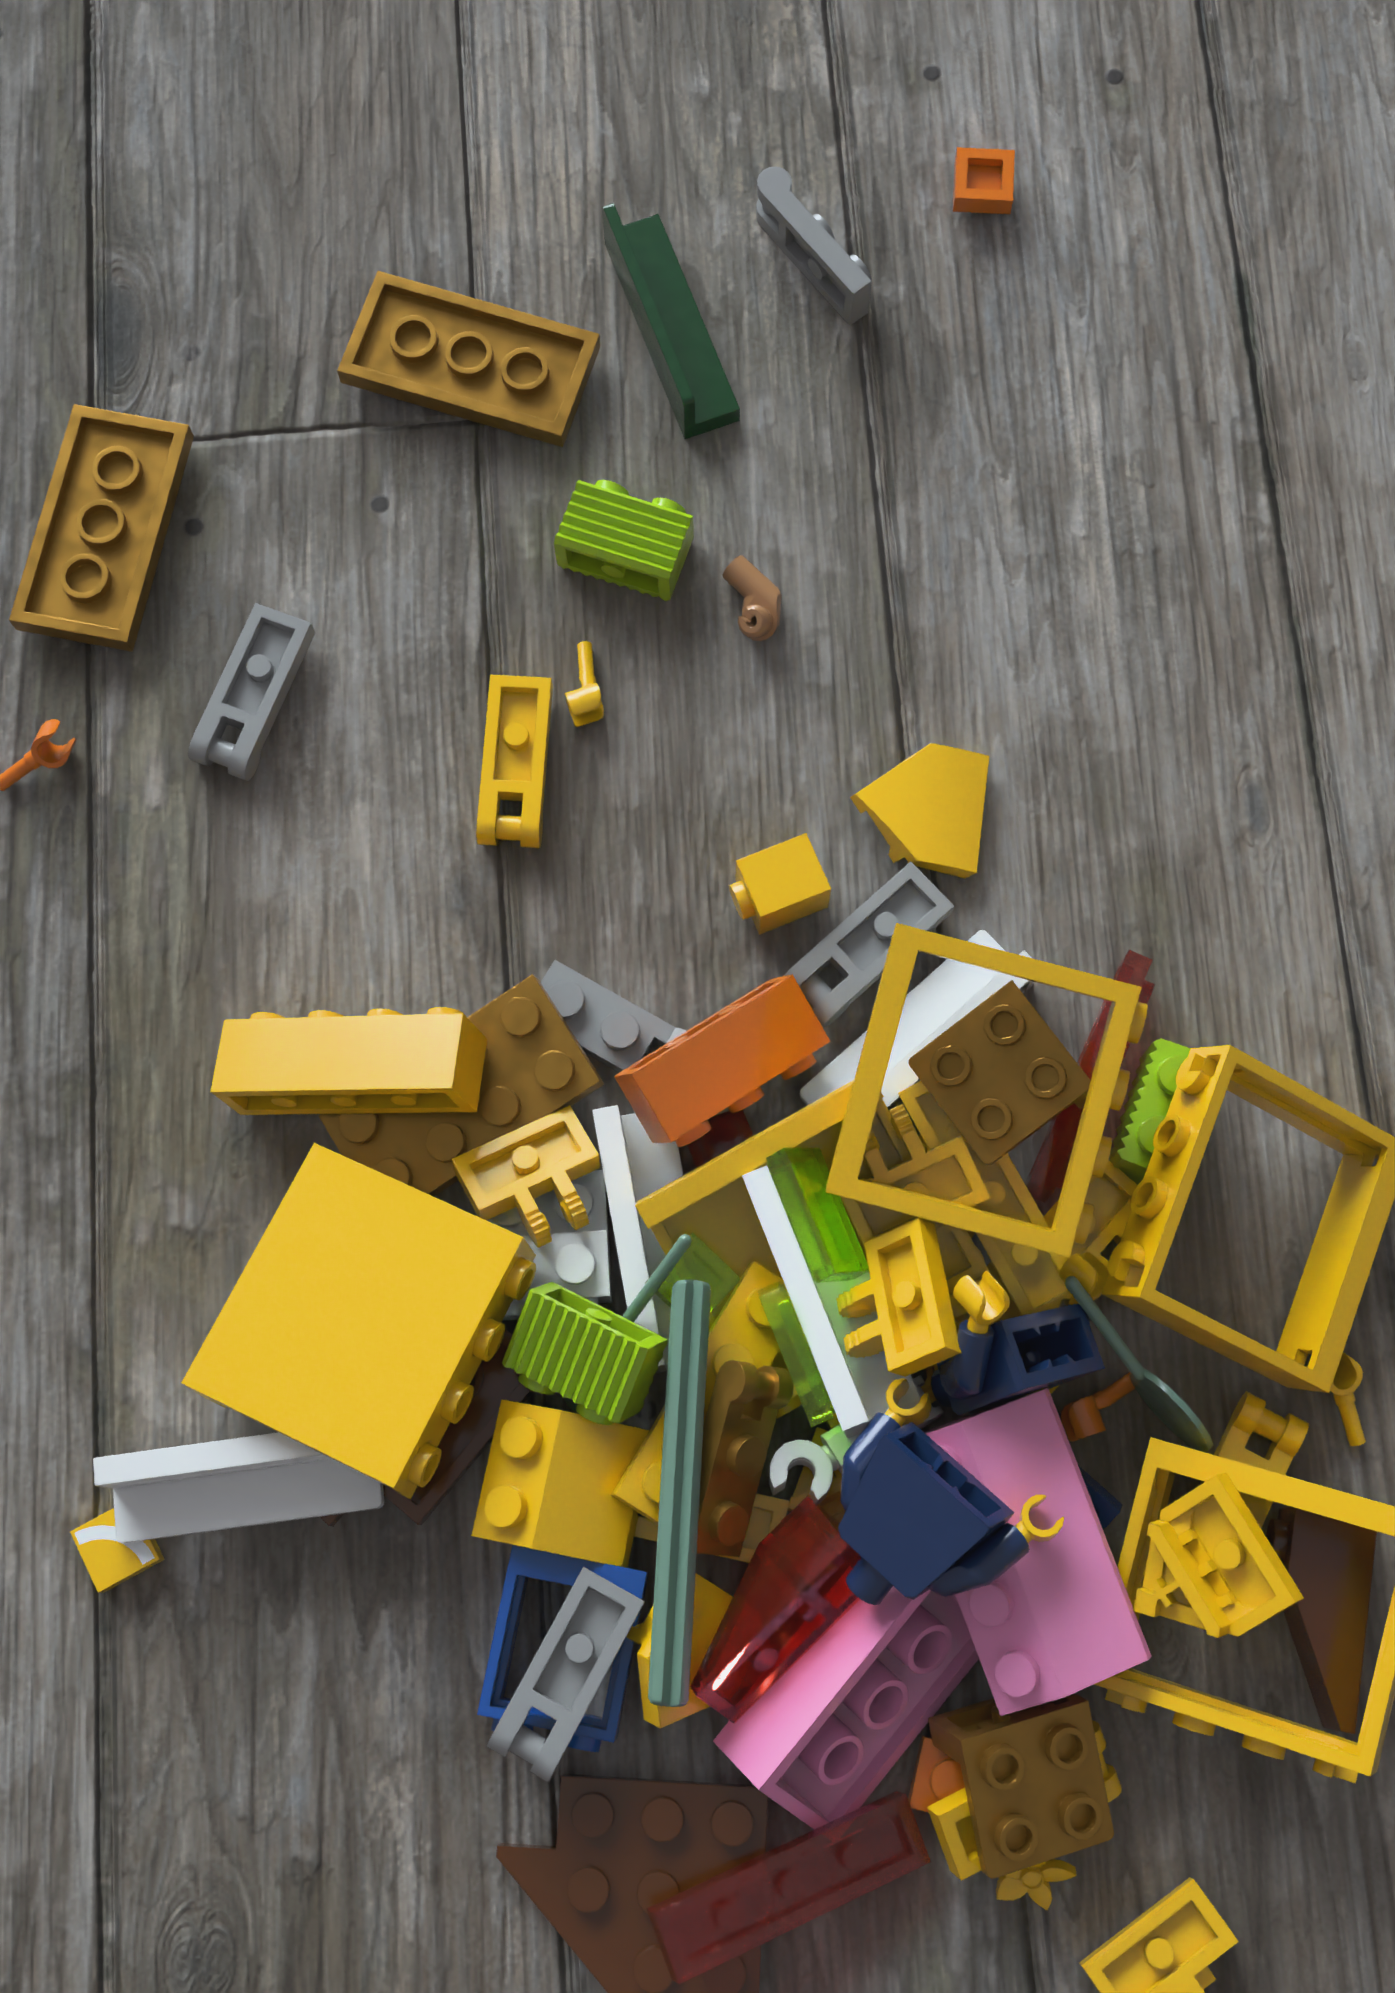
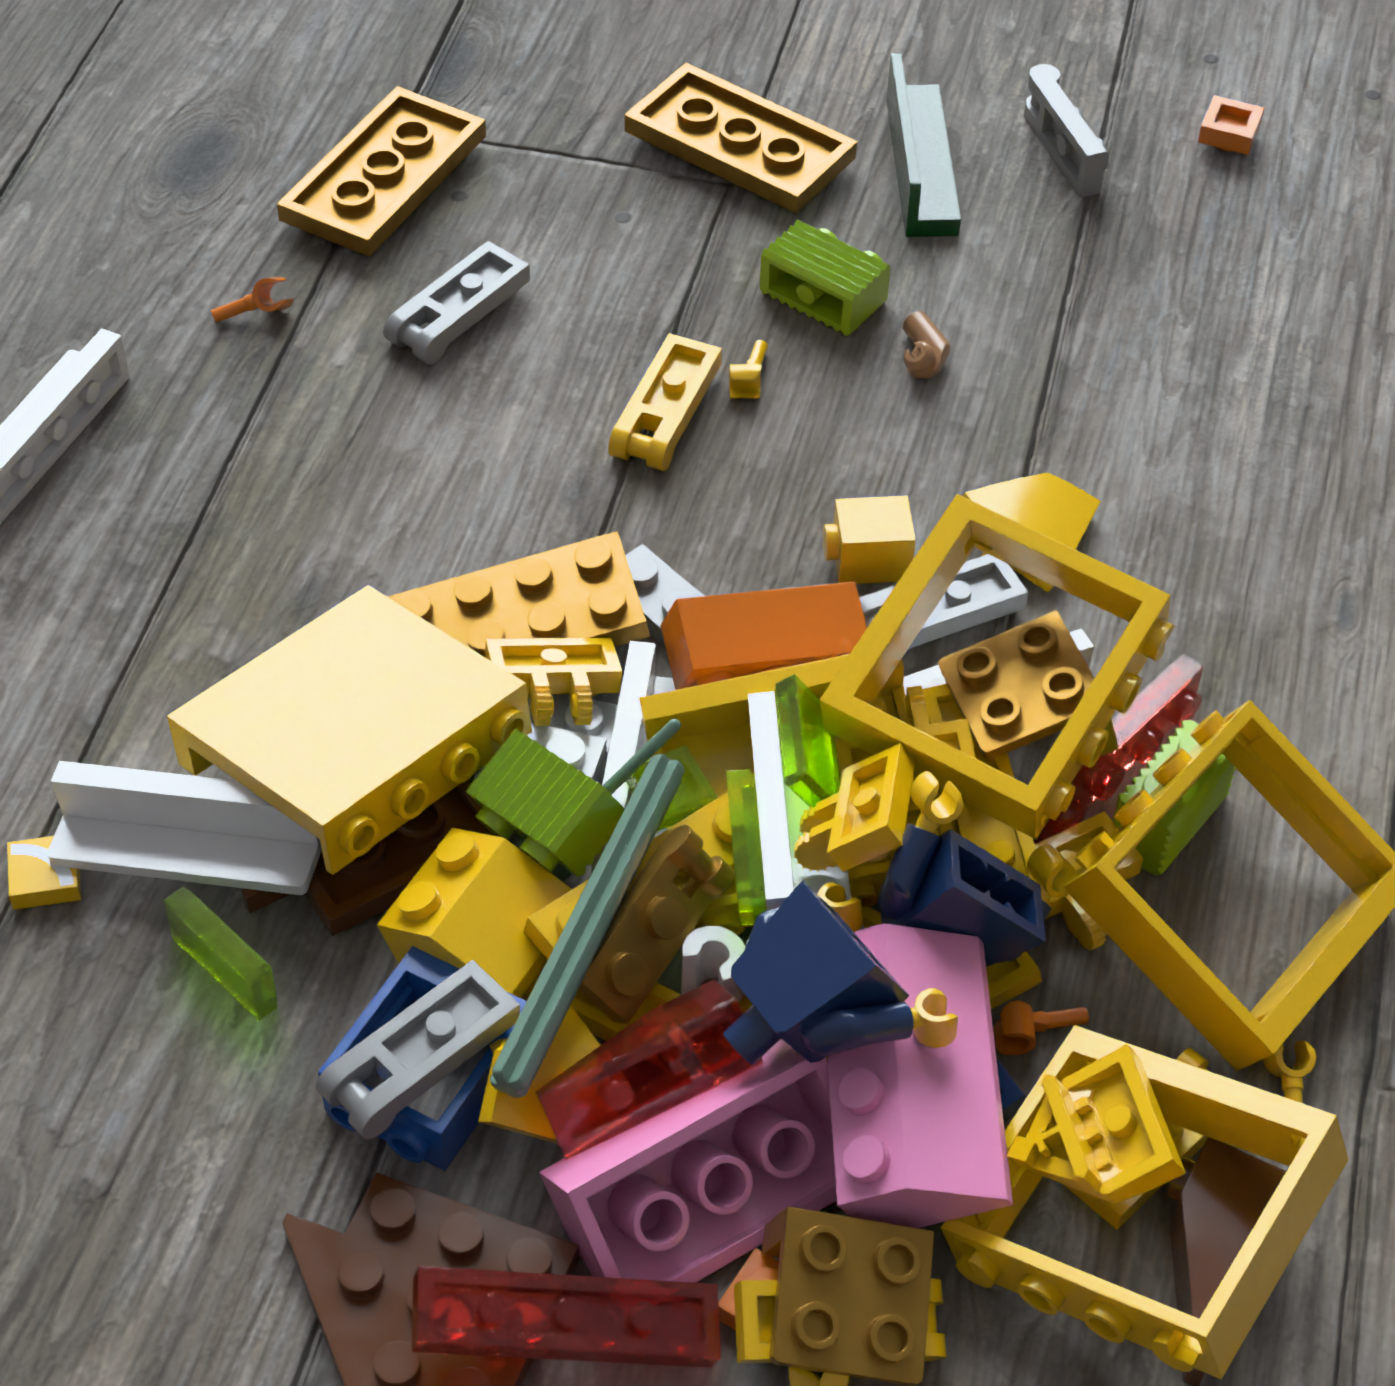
camera: 15 degrees right, 25 degrees down
(328, 1591) = (221, 953): none -> clear neon green tile
(350, 1063) = (426, 549): yellow brick -> none
(1152, 1390) = (1095, 1000): sand green piece -> none

